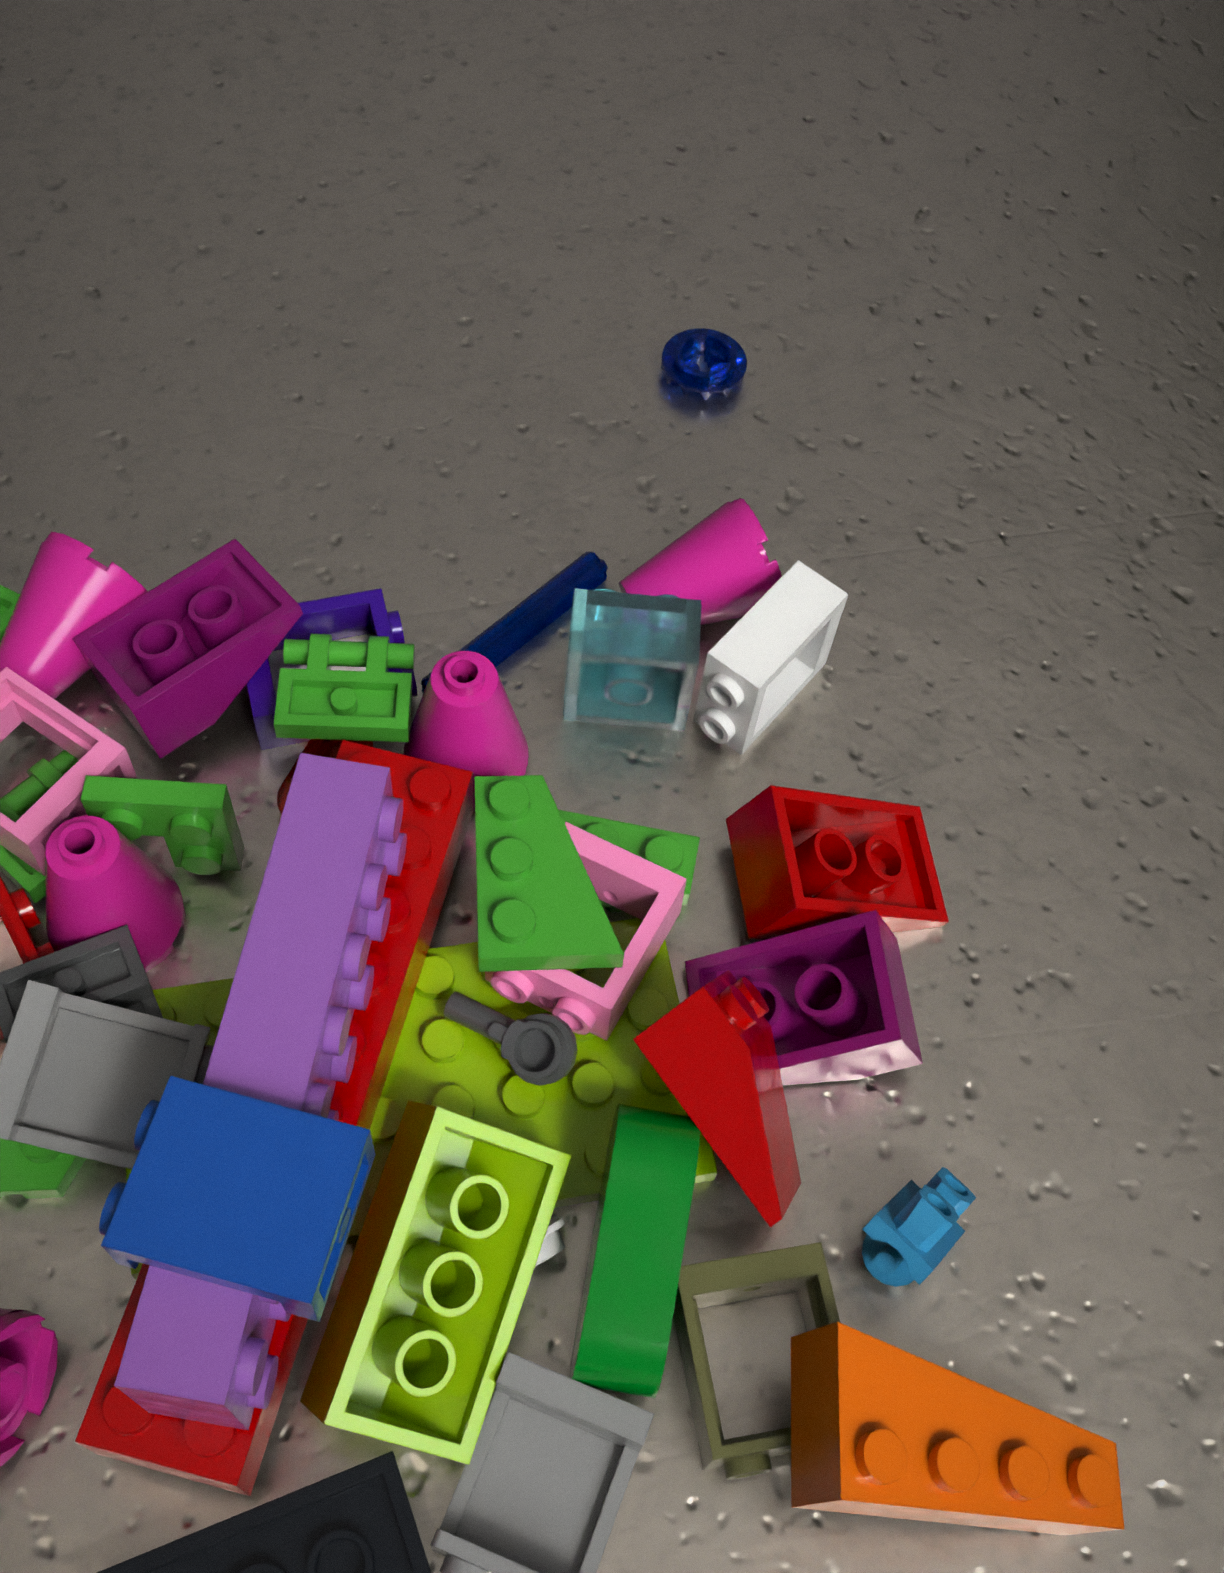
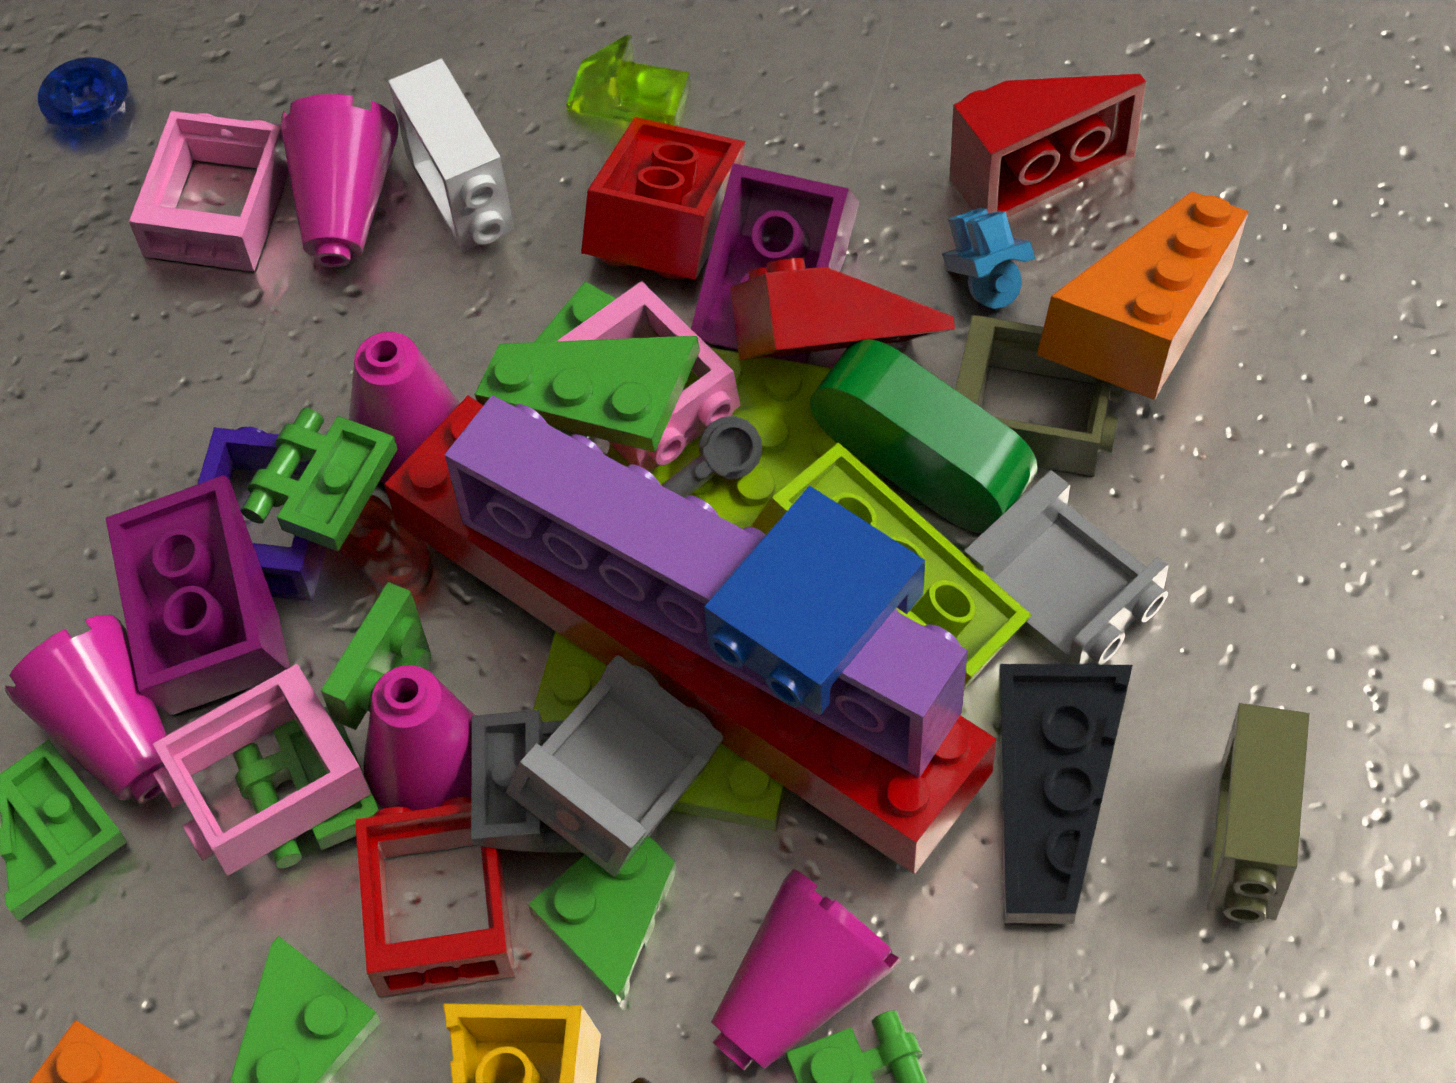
camera: 55 degrees left, 0 degrees up
(536, 611) = (294, 338): clear blue axle -> none
(632, 659) = (398, 255): clear light blue brick -> none
(639, 454) = (204, 236): none -> bright pink window
(950, 791) = (620, 89): none -> clear neon green slope
(1097, 1229) = (1041, 137): none -> red slope

